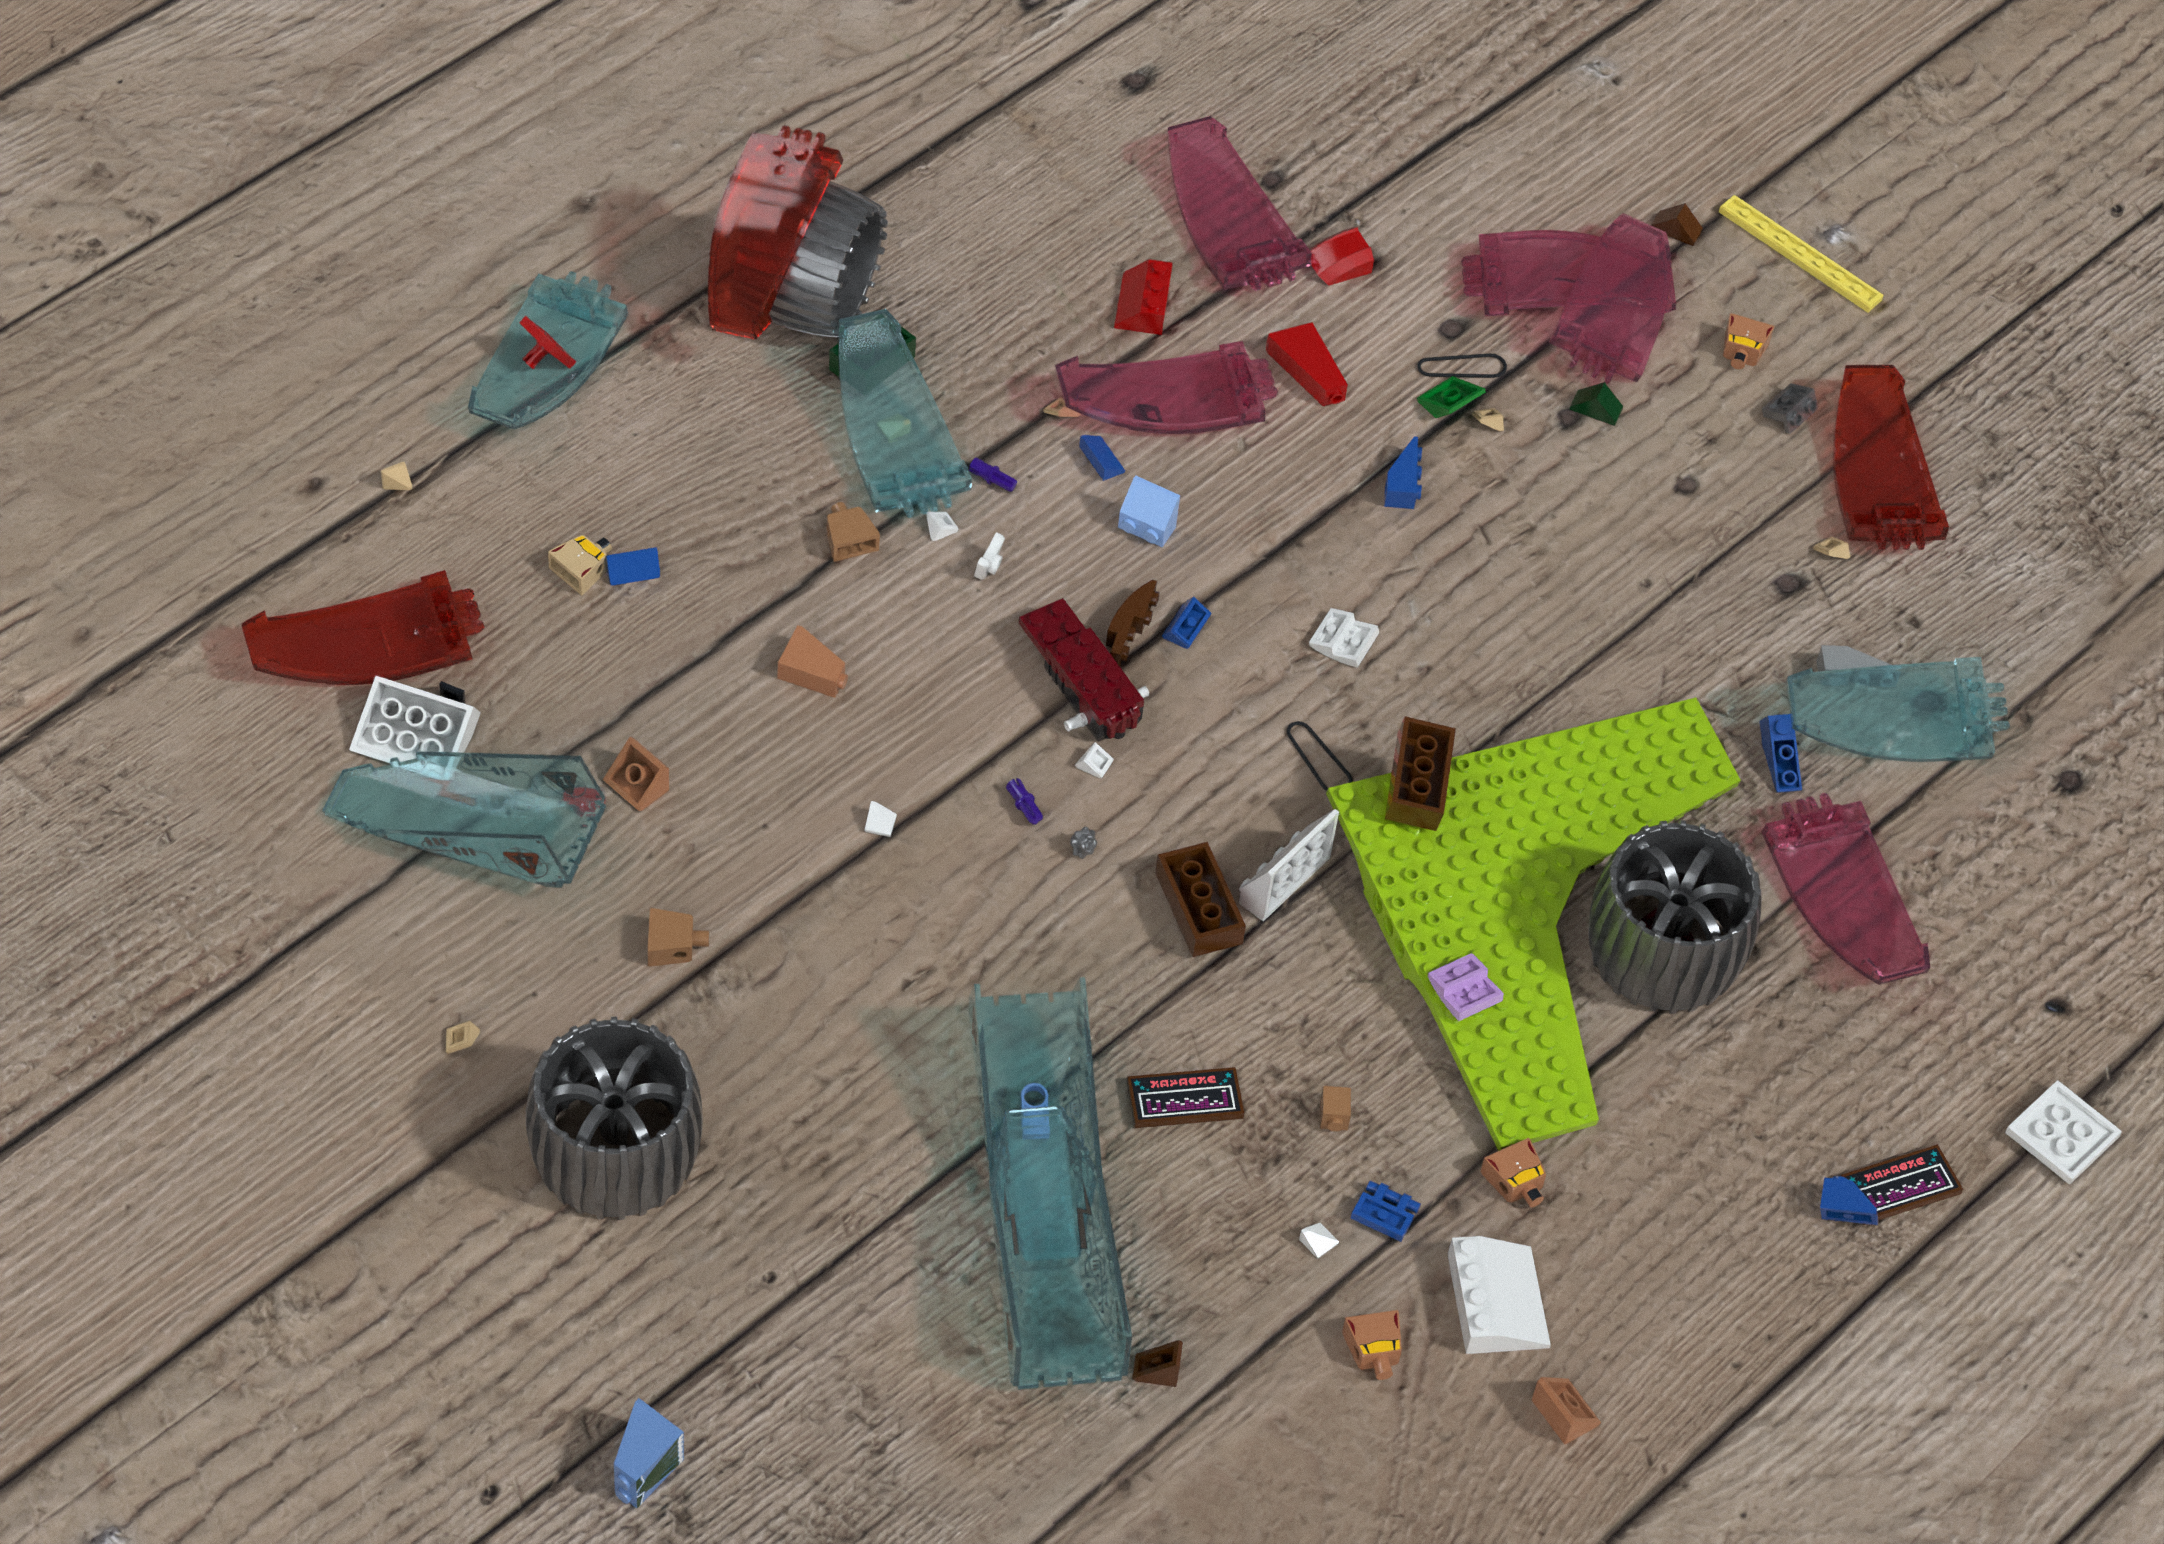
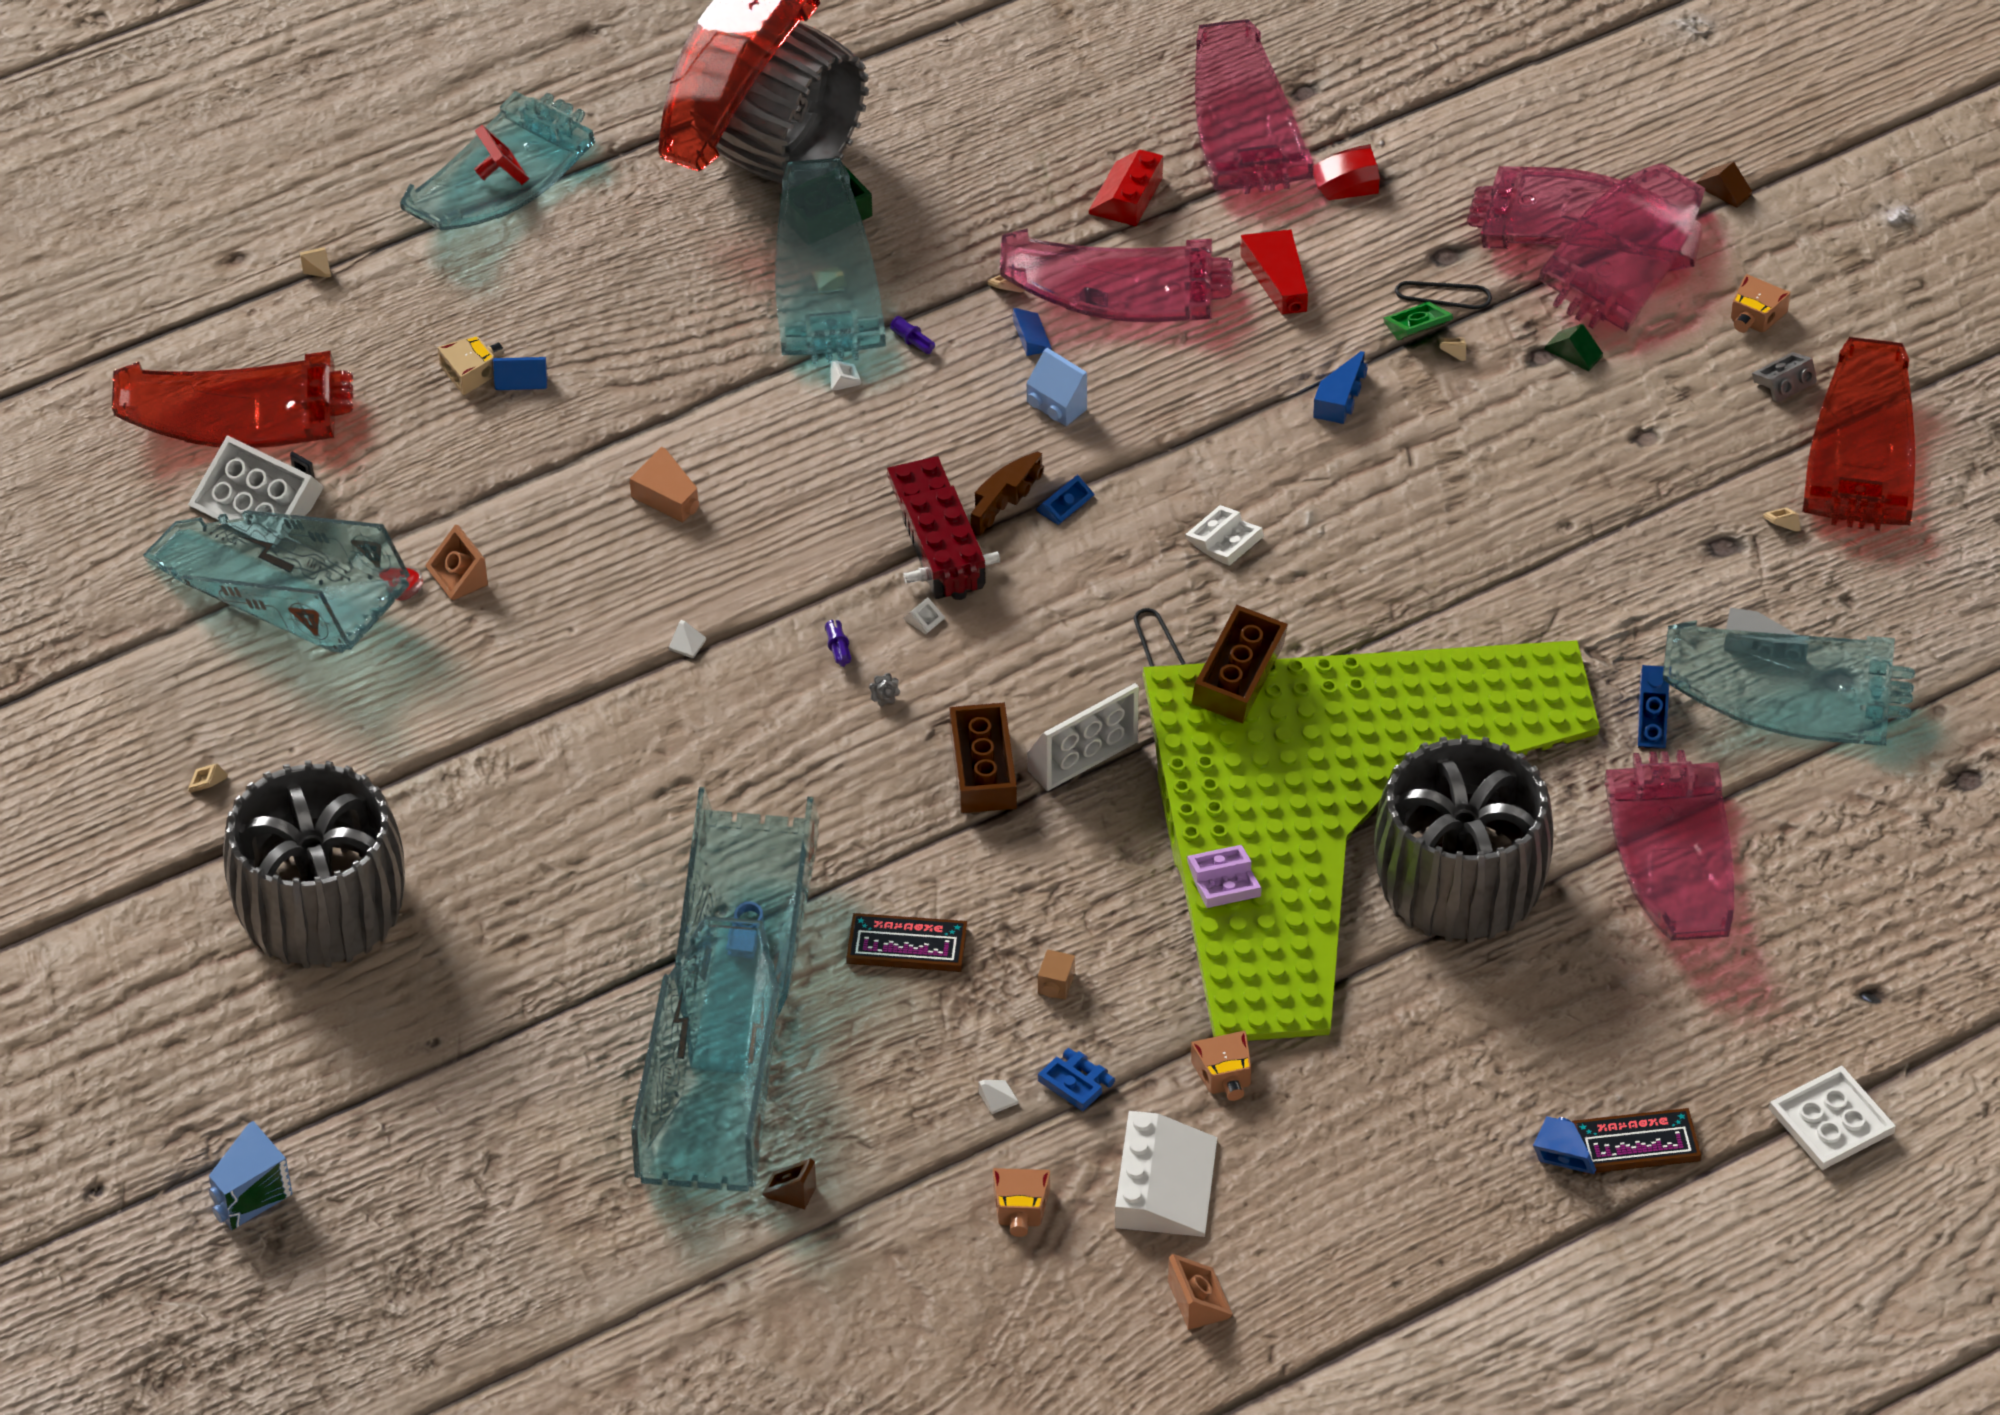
camera: 20 degrees right, 5 degrees down
(672, 937) = (440, 718): medium nougat torso -> none
(850, 532) = (747, 370): medium nougat torso -> none
(991, 559) = (881, 413): white piece -> none
(1801, 253) = (1852, 228): light yellow tile -> none

